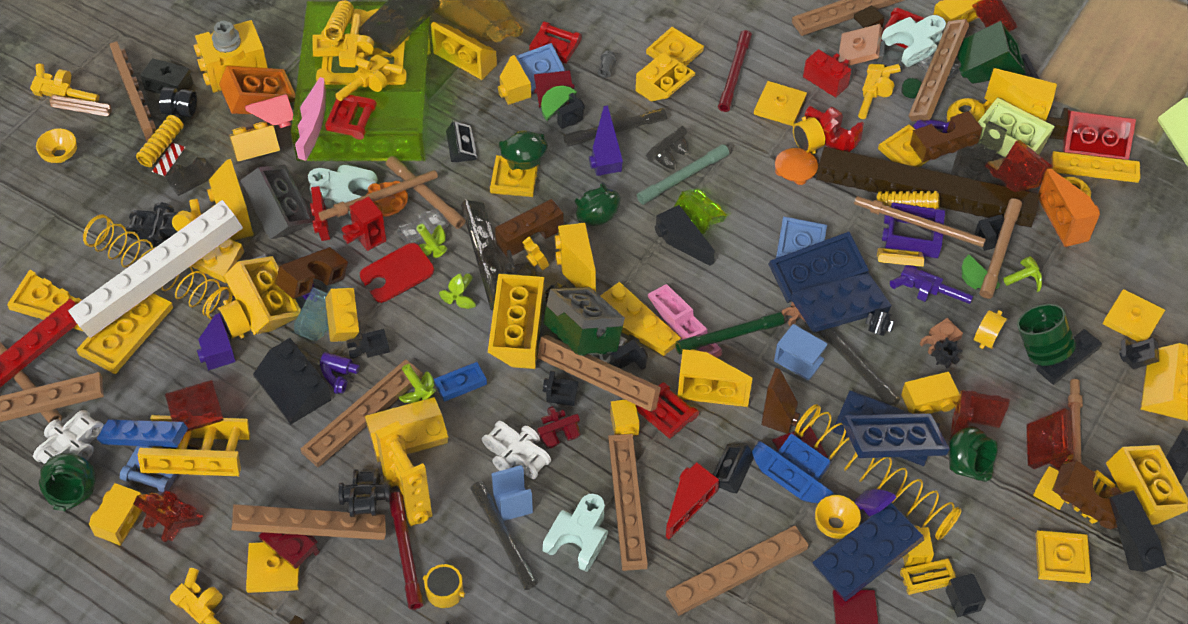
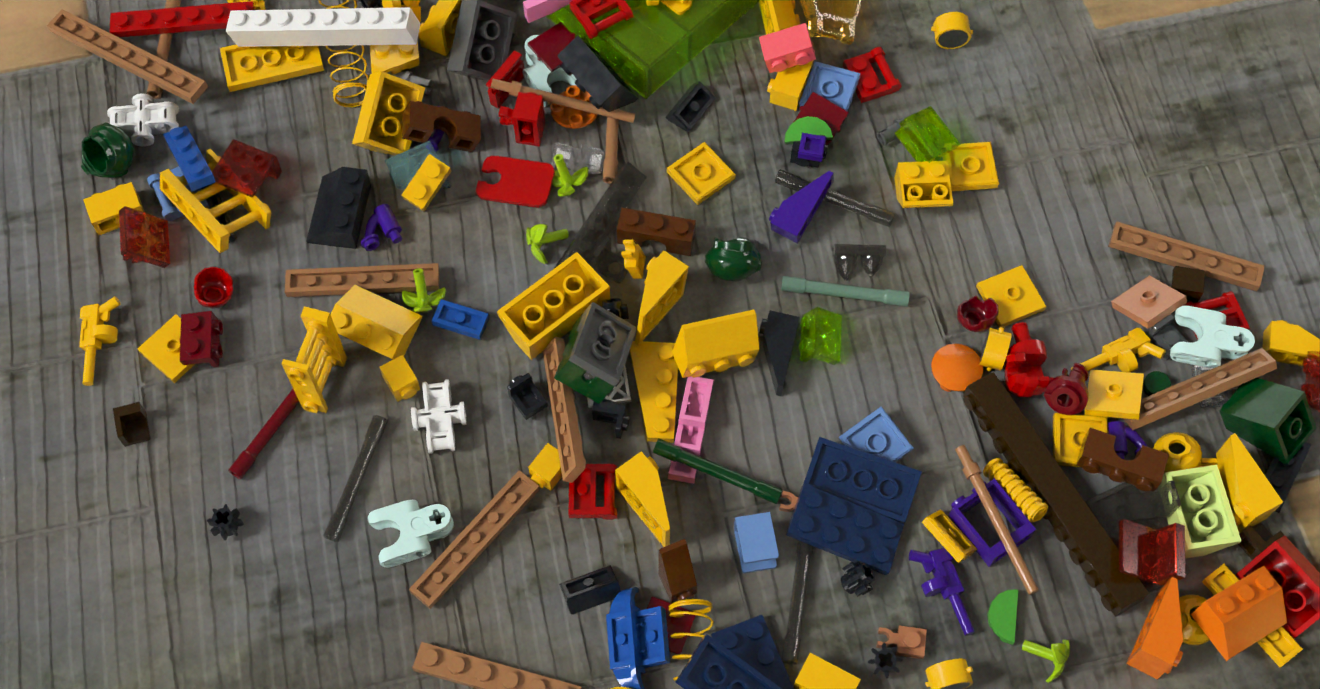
camera: 45 degrees right, 10 degrees up
(215, 345) = (318, 127): dark purple slope -> none
(234, 319) = (346, 117): yellow piece -> none
(259, 495) = (213, 287): none -> red hair
(307, 522) = (223, 336): medium nougat plate -> none
(334, 167) = (550, 44): none -> dark red piece
(364, 492) = (278, 346): black axle -> none
(372, 343) = (430, 228): black plate -> none
(386, 161) = (595, 76): none -> black slope
(444, 586) = (268, 478): piece -> none
(463, 449) = (400, 378): none -> yellow brick
(495, 57) = (787, 48): none -> coral slope
(510, 493) = (395, 440): medium blue piece -> none
(524, 150) = (723, 156): dark green helmet -> none
(568, 425) = (499, 433): dark red hips -> none
(574, 103) = (812, 147): none -> dark purple tile
(635, 49) = (926, 136): none -> clear neon green bracket
(649, 258) = (717, 344): none -> yellow slope
(693, 492) = (528, 580): red slope -> none
(728, 93) = (971, 248): dark red piece -> none
(776, 125) = (977, 314): none -> dark red hair
(827, 72) = (1087, 303): red brick -> none
(872, 119) = (1068, 392): none -> dark red piece
(899, 108) = (1114, 394): none -> yellow plate
(990, 230) = (1064, 589): black panel -> none
(991, 278) = (1007, 630): medium nougat piece -> none
(1095, 163) = (1242, 613): none -> orange slope

